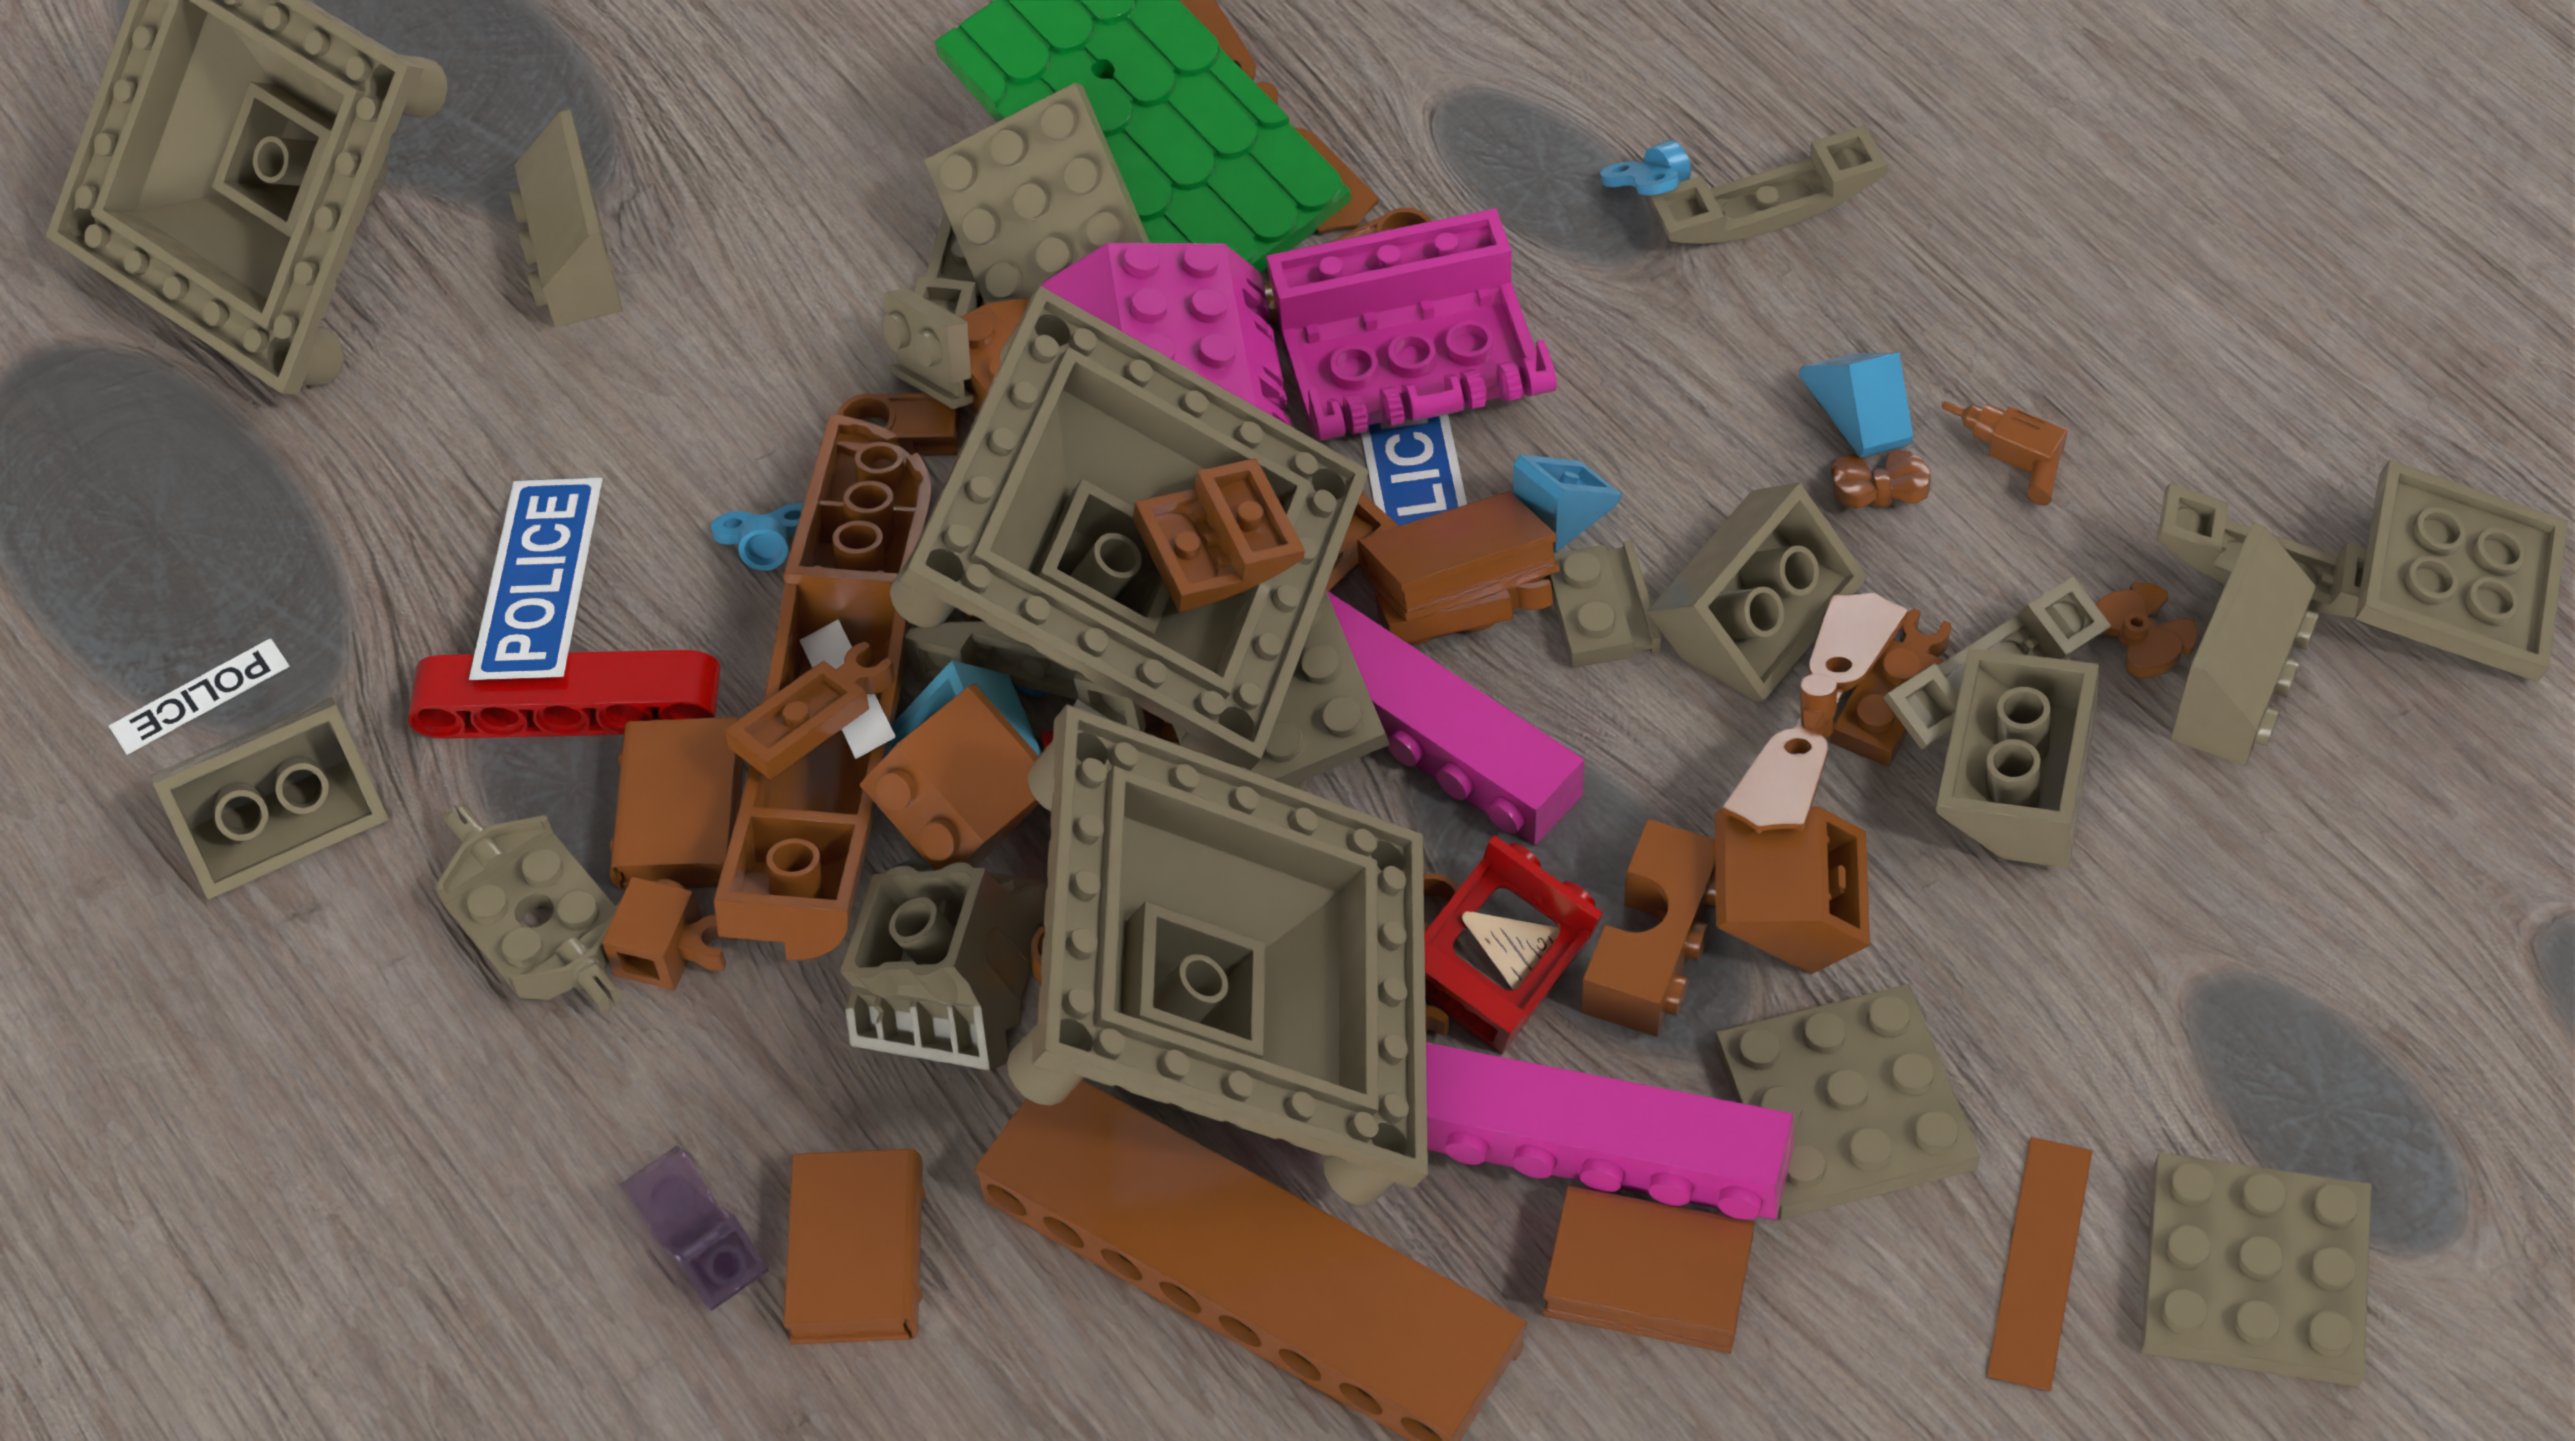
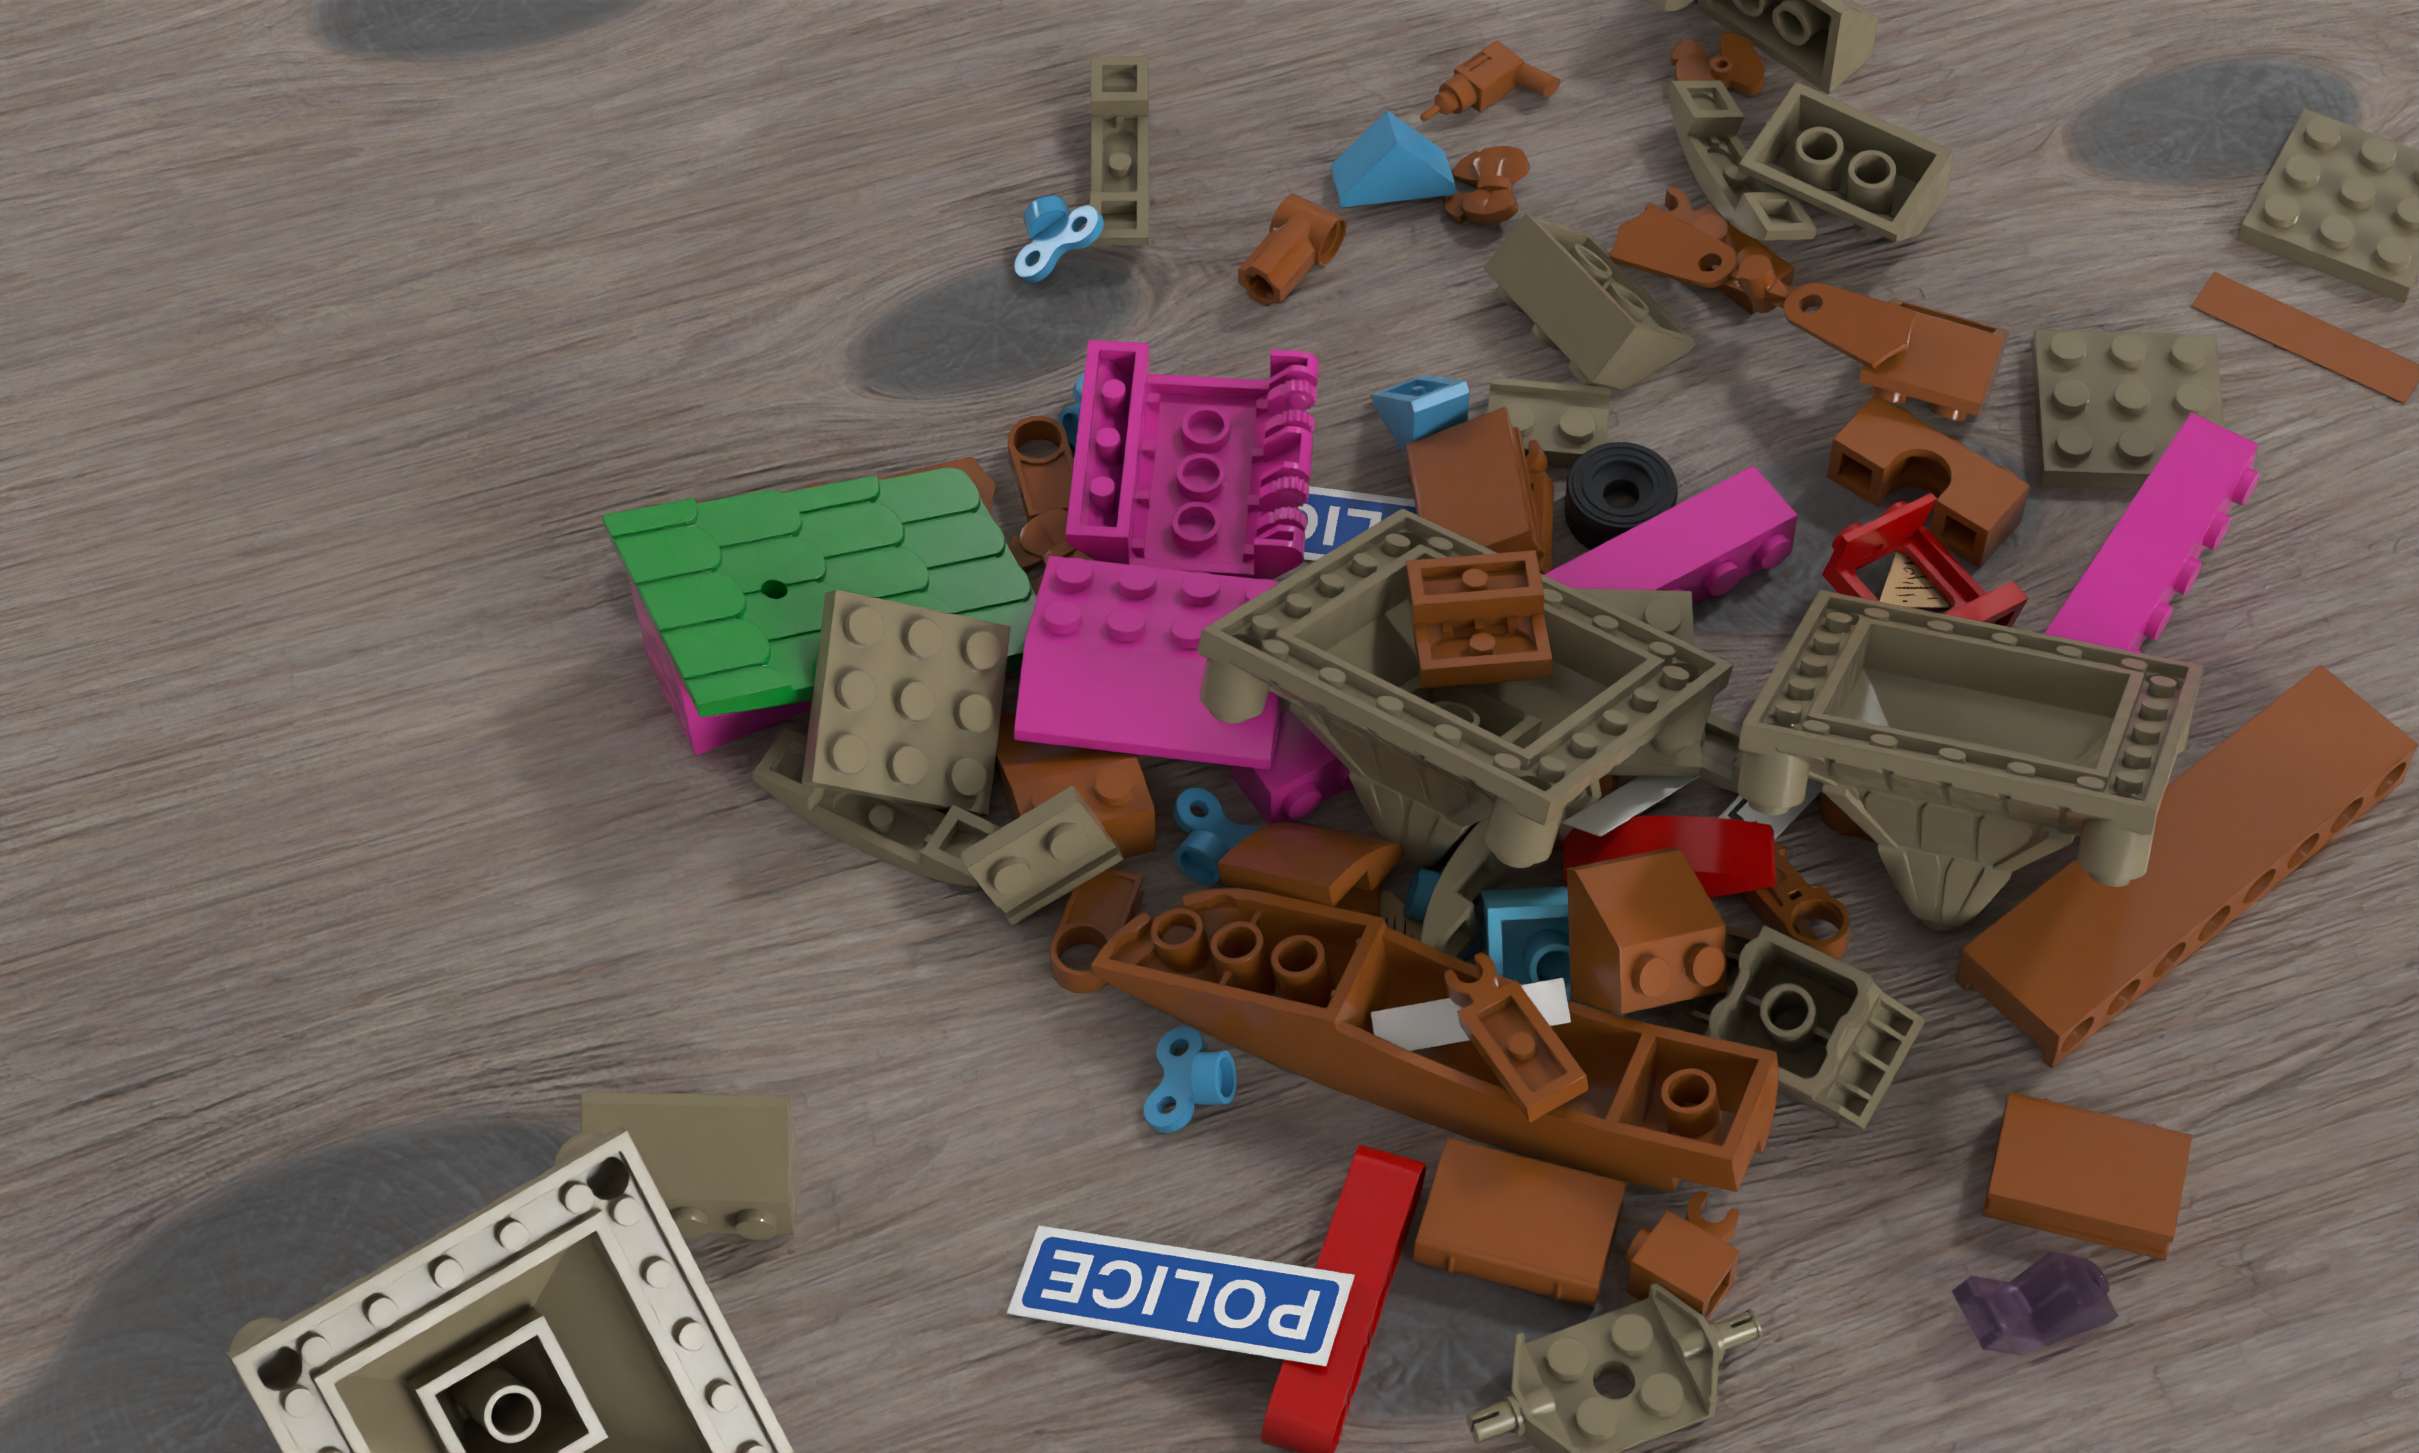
camera: 75 degrees left, 0 degrees up
(1531, 647) = (1610, 469): none -> black tyre
(1648, 1269) = (2261, 585): dark orange piece -> none
(1735, 350) = (1296, 240): none -> dark orange piece

